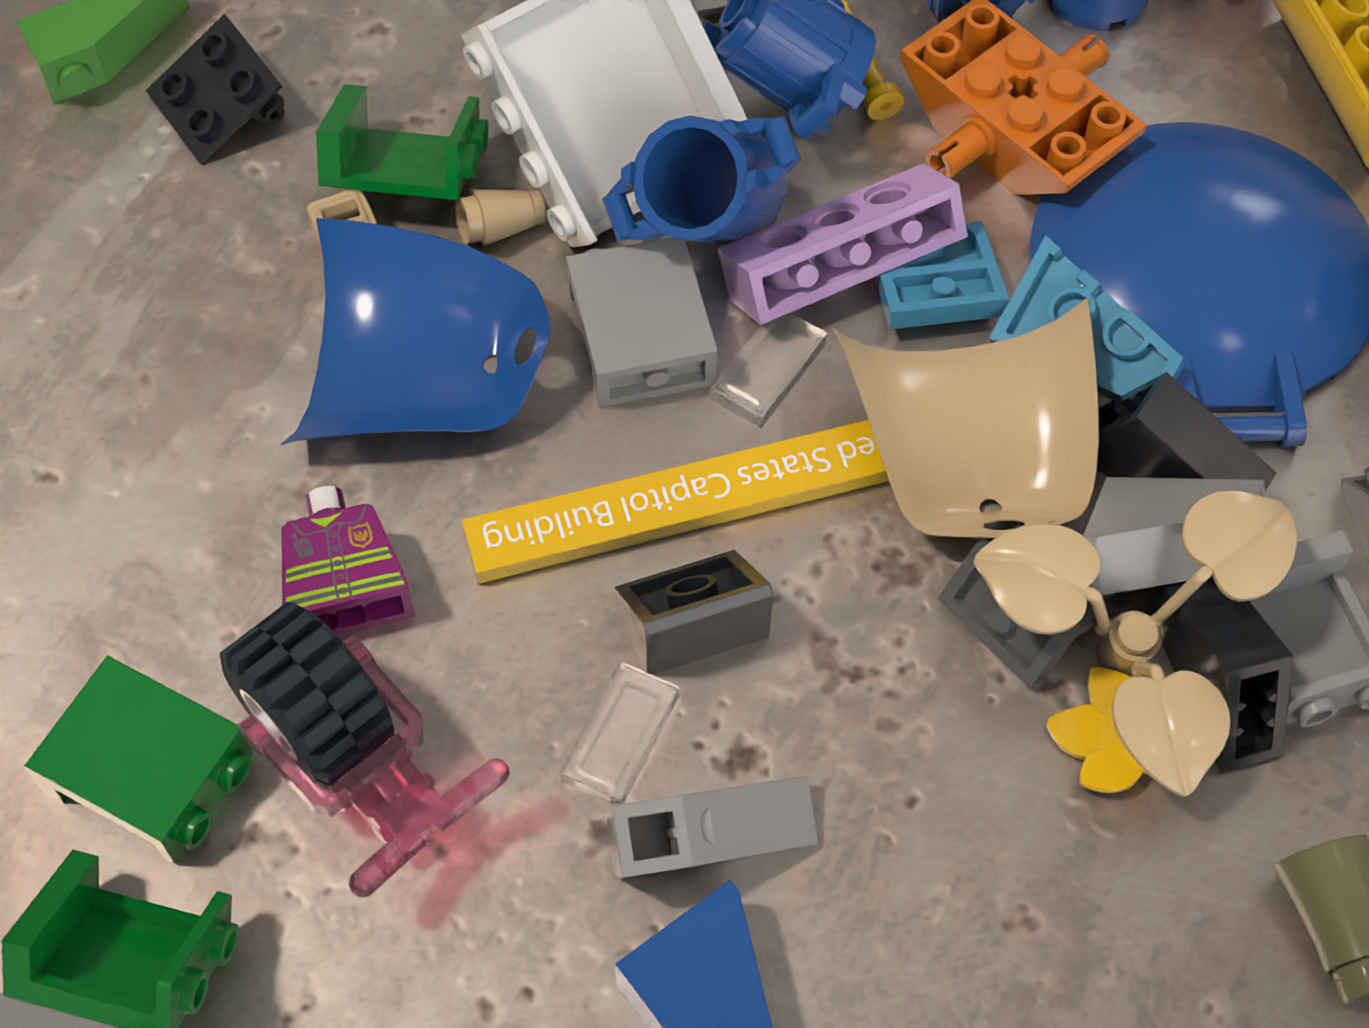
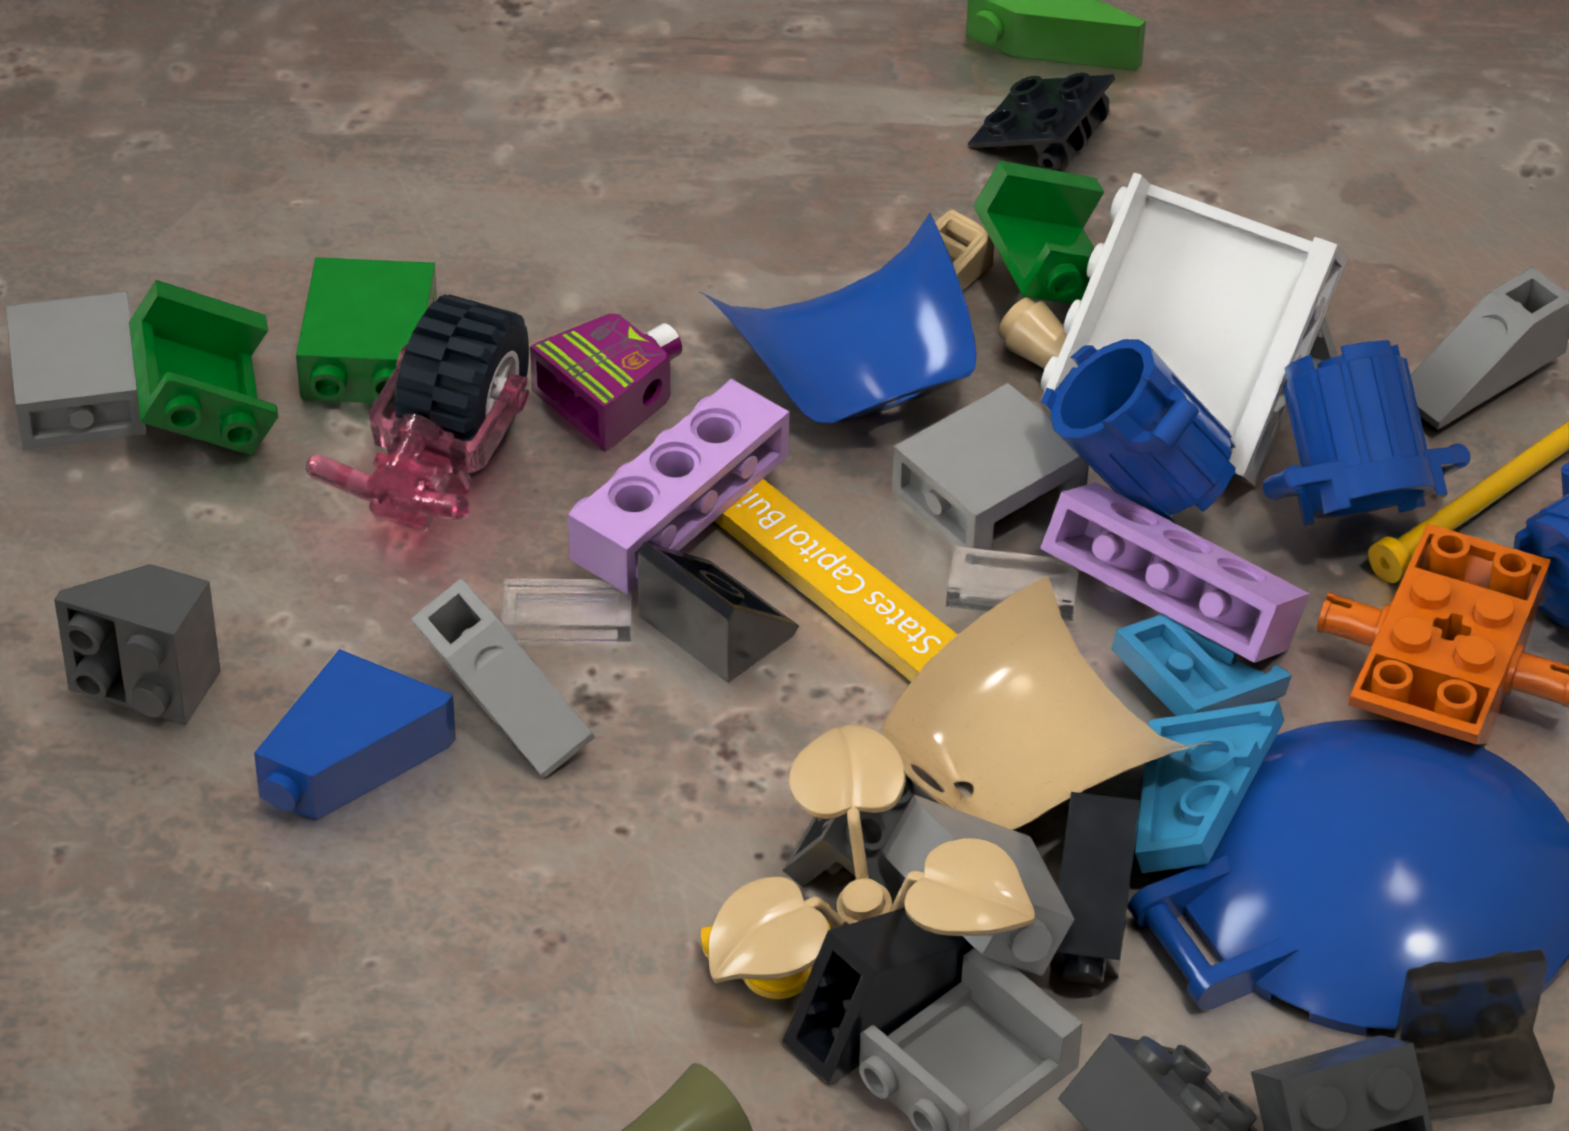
camera: 65 degrees right, 15 degrees down
(516, 481) = (679, 483): none -> lavender brick

